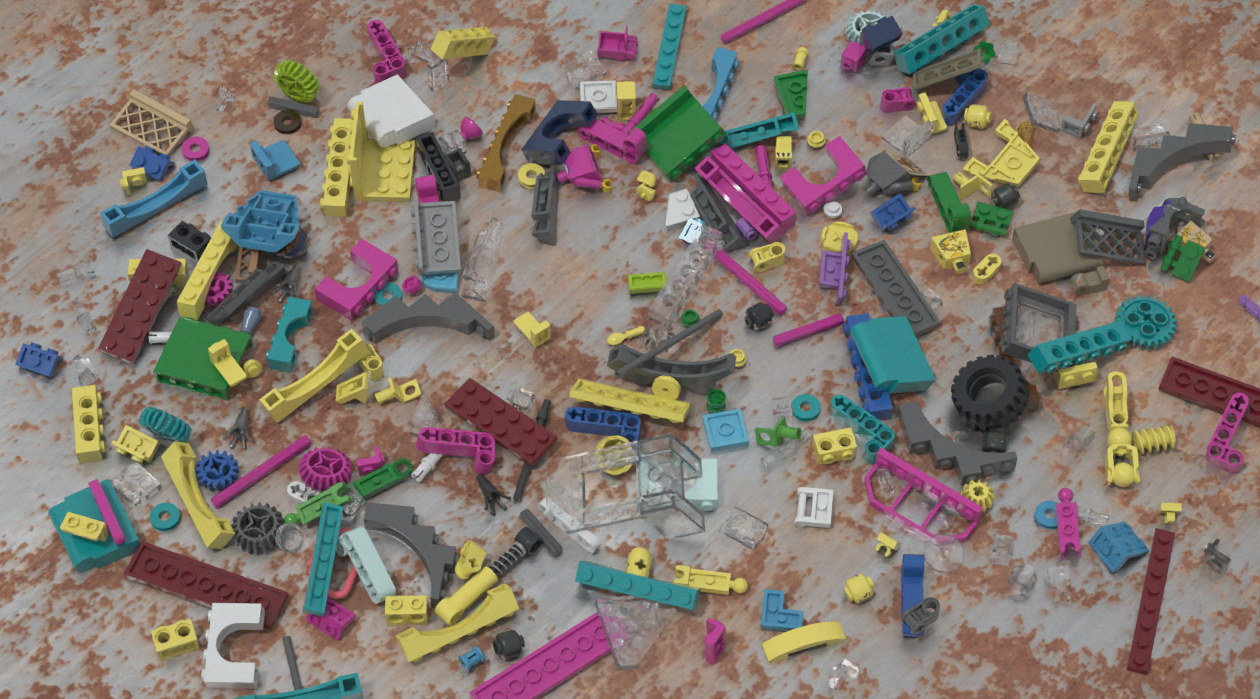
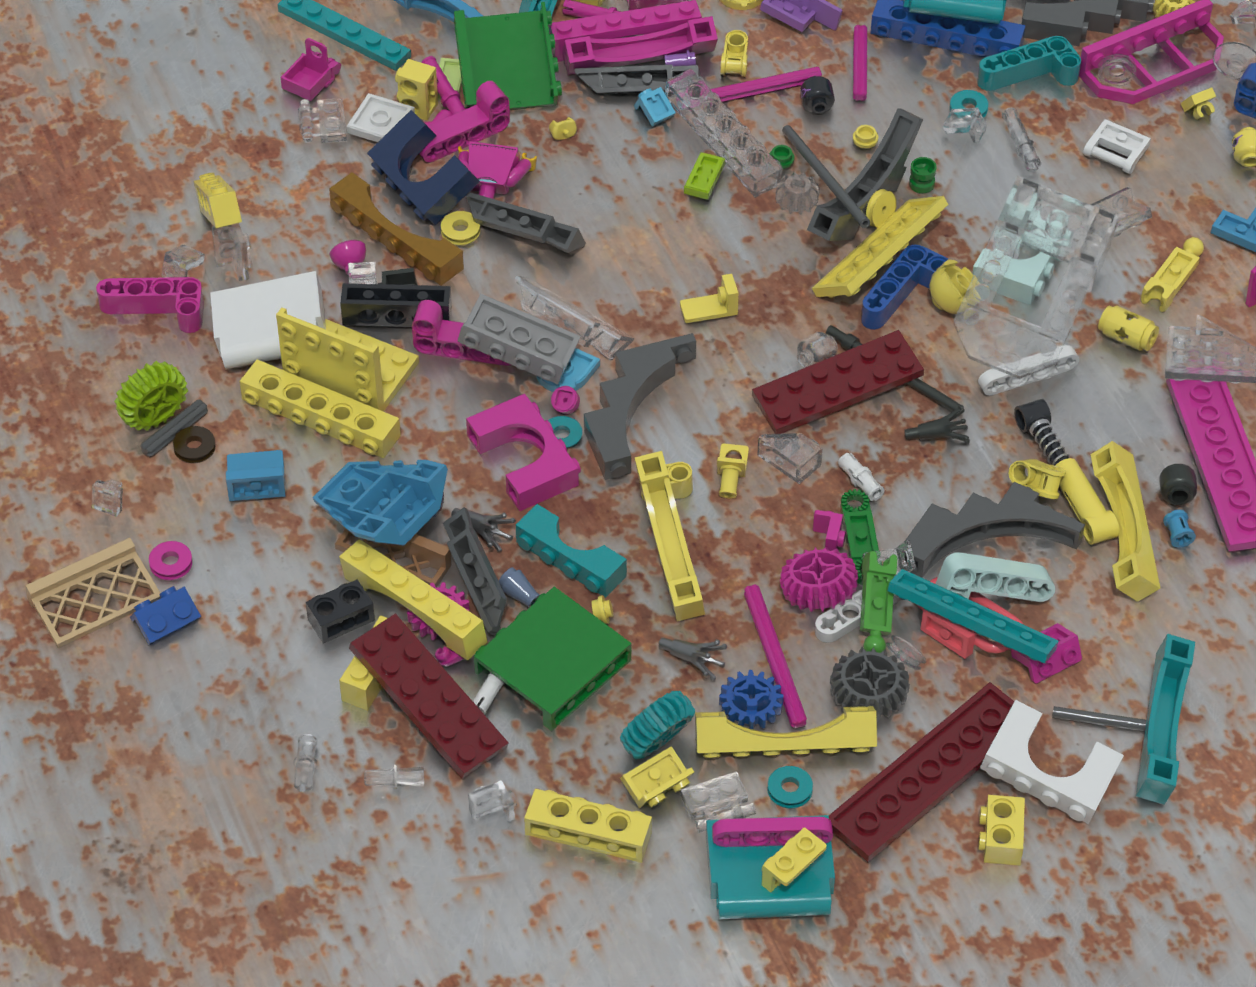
camera: 65 degrees left, 5 degrees down
(38, 360) = (439, 852): blue bracket -> none
(132, 178) = (182, 644): light yellow bracket -> none
(187, 181) = (240, 626): dark azure arch -> none
(225, 363) = (600, 622): light yellow bracket -> none
(353, 388) = (705, 507): light yellow slope -> none
(406, 610) = (1079, 567): light yellow brick -> none
(432, 441) = (866, 413): dark pink beam -> none
(547, 539) = (1008, 404): dark grey axle -> none
(617, 338) = (770, 233): light yellow piece -> none
(636, 585) = (1142, 346): teal arch -> none
(647, 177) = (542, 119): light yellow piece -> none
(680, 209) = (608, 109): white wing -> none
(725, 430) = (963, 184): medium azure tile -> none
(778, 433) = (1000, 134): bright green bracket -> none
(833, 441) = (1043, 97): light yellow brick -> none

